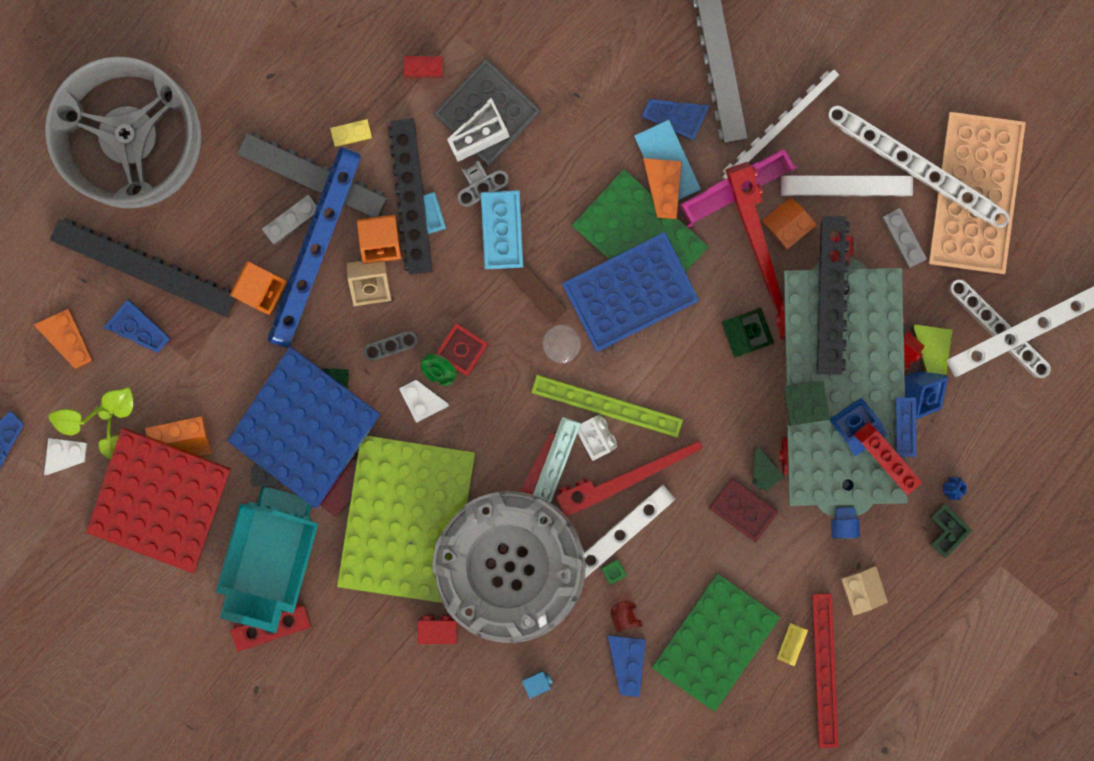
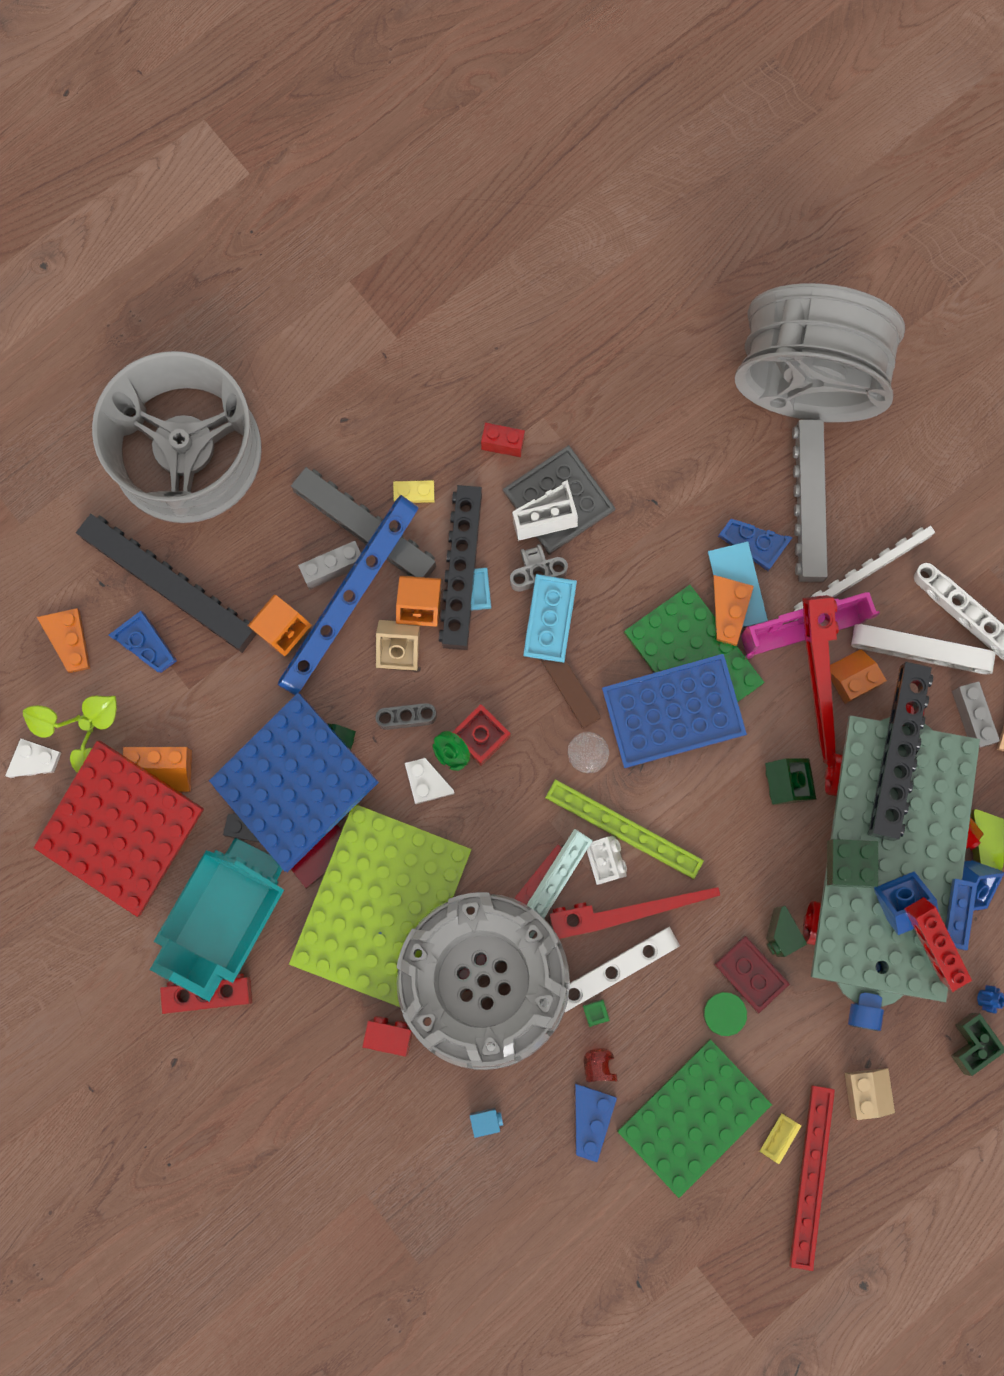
camera: 15 degrees right, 10 degrees down
(726, 549) = (725, 1014): none -> green tile

